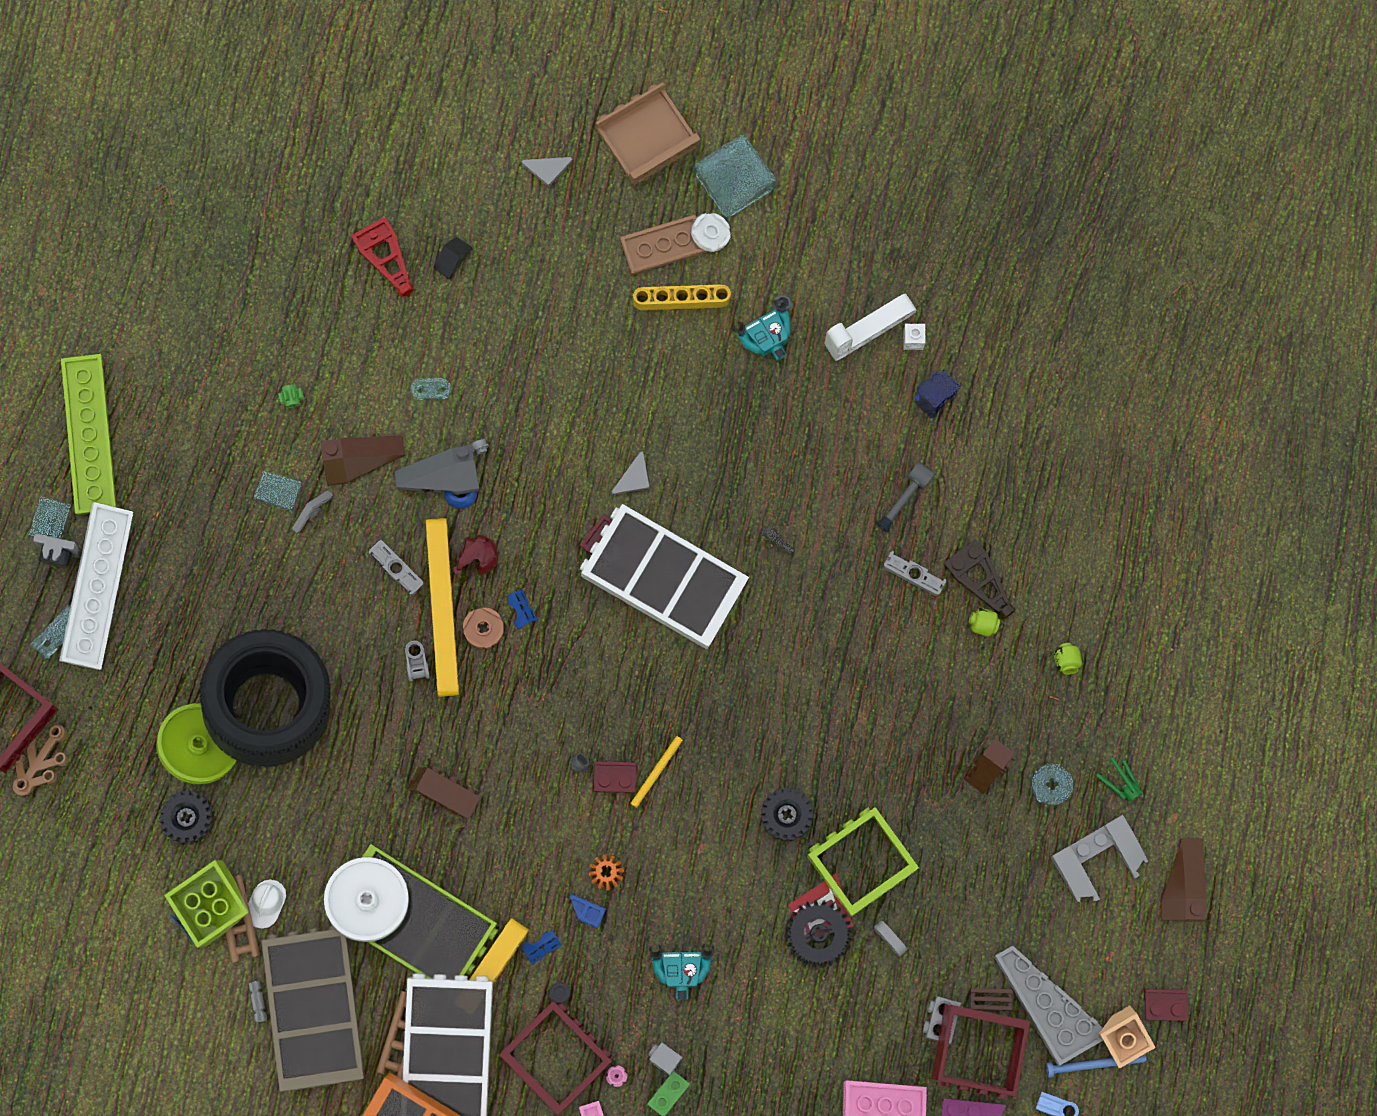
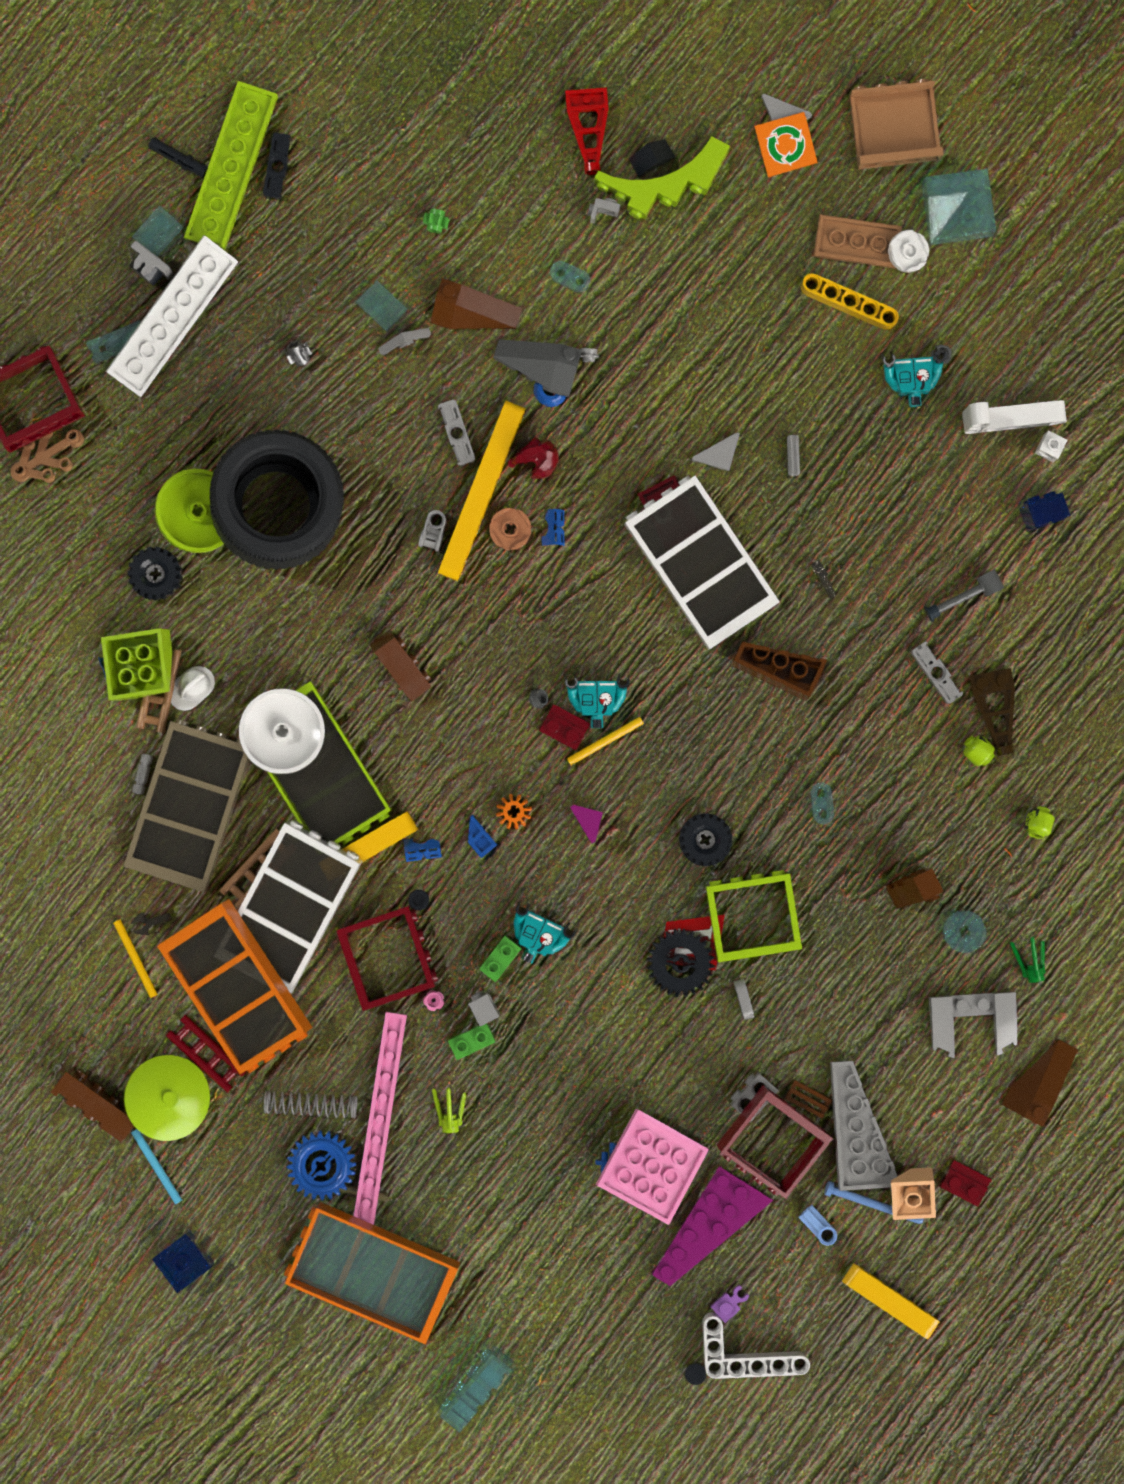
camera: 30 degrees right, 10 degrees up
(47, 448) = (186, 162): none -> black pin
(126, 403) = (278, 152): none -> black piece
(223, 565) = (298, 353): none -> flat silver gear
(434, 315) = (606, 206): none -> light grey bracket
(480, 276) = (669, 188): none -> lime arch
(562, 193) = (786, 144): none -> orange sticker
(630, 737) = (596, 697): none -> teal torso
(657, 1008) = (500, 958): none -> bright green brick
(675, 846) = (589, 821): none -> magenta slope
(698, 448) = (793, 455): none -> light grey axle
(778, 634) = (782, 669): none -> reddish brown wedge
(872, 734) = (822, 803): none -> clear light blue plate

